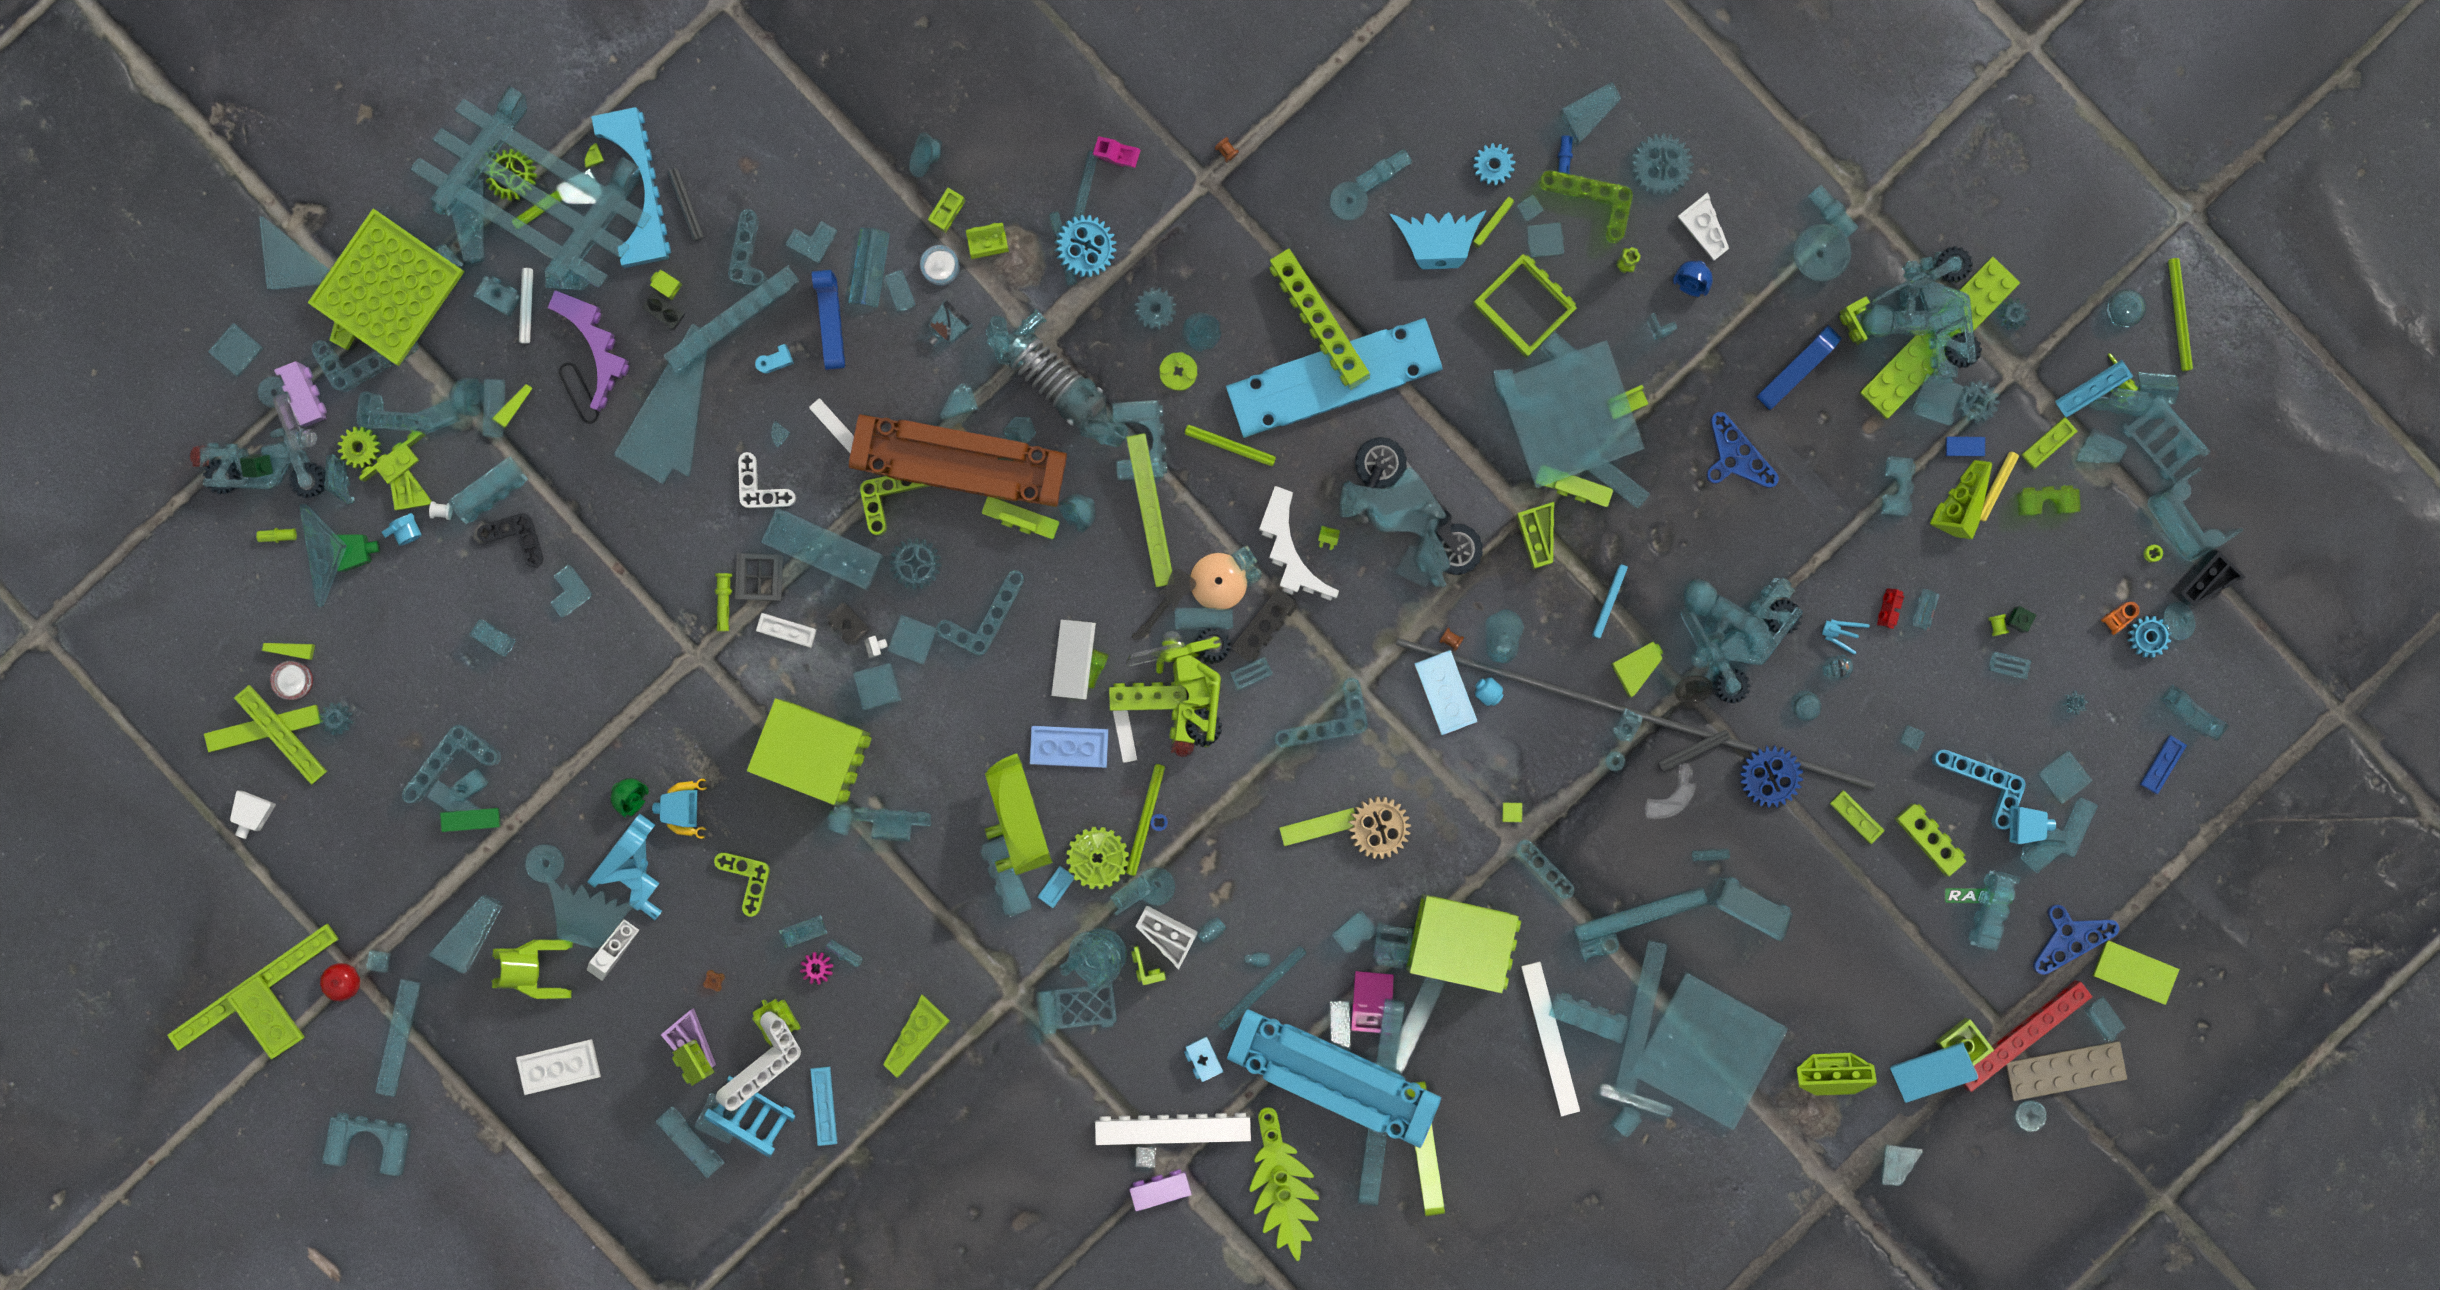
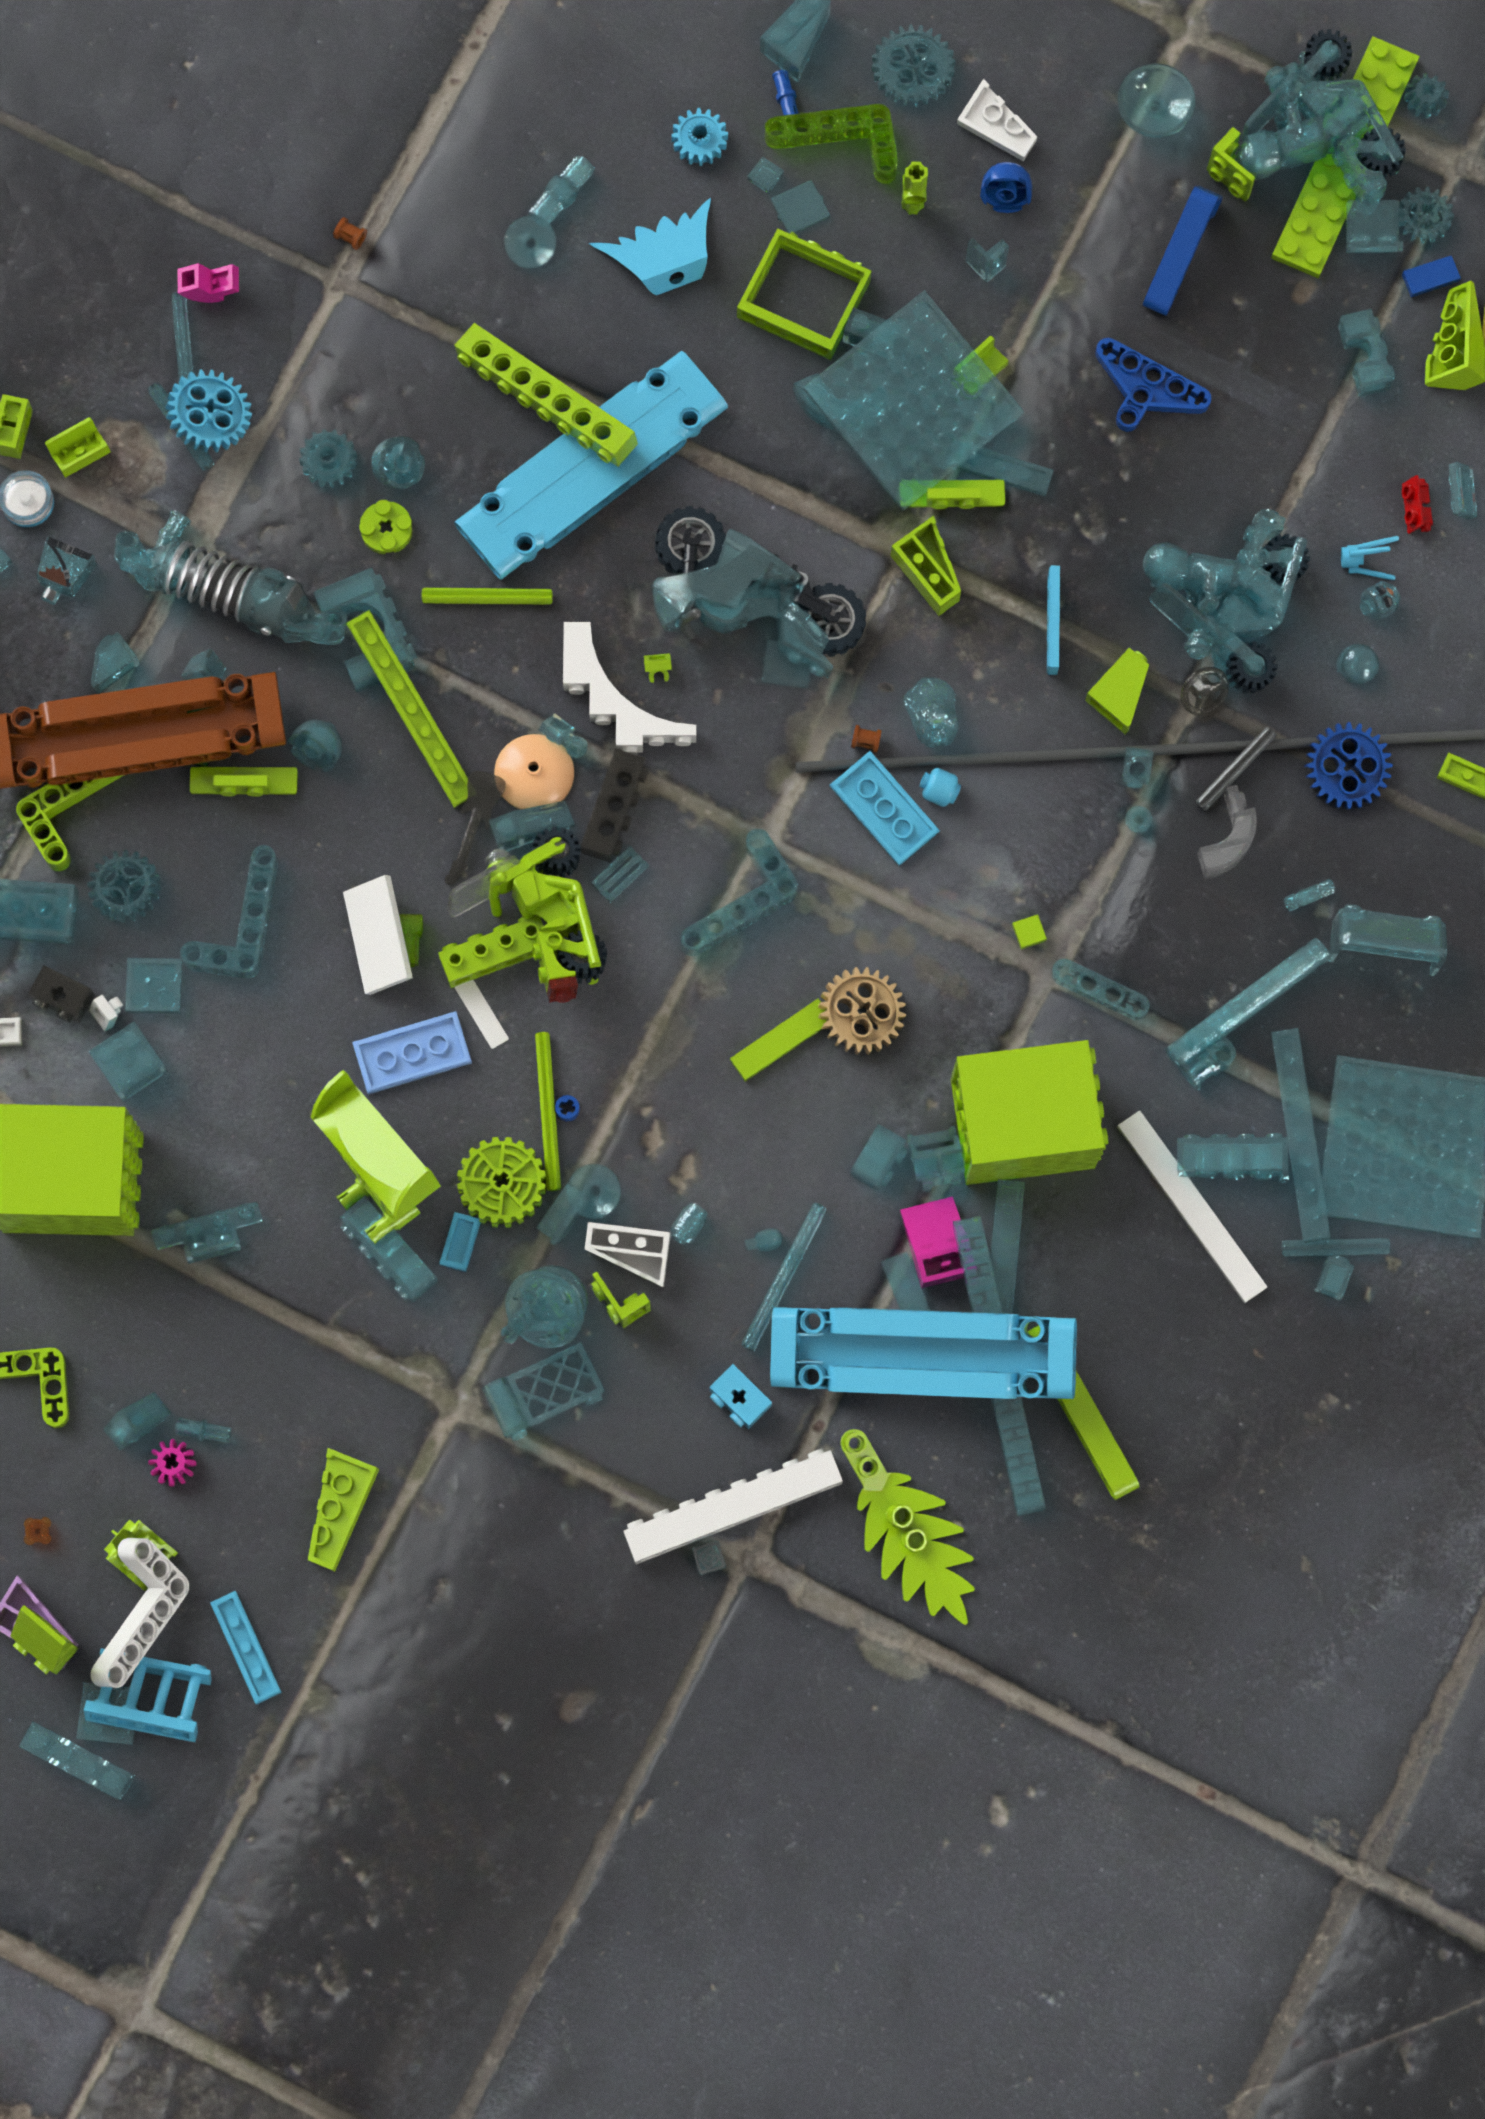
camera: 20 degrees left, 10 degrees down
(840, 819) = (138, 1253): clear light blue brick -> none
(1160, 1190) = (744, 1593): brick -> none
(1493, 222) = (725, 206): lime tile -> none
(1833, 211) = (1149, 47): clear light blue piece -> none

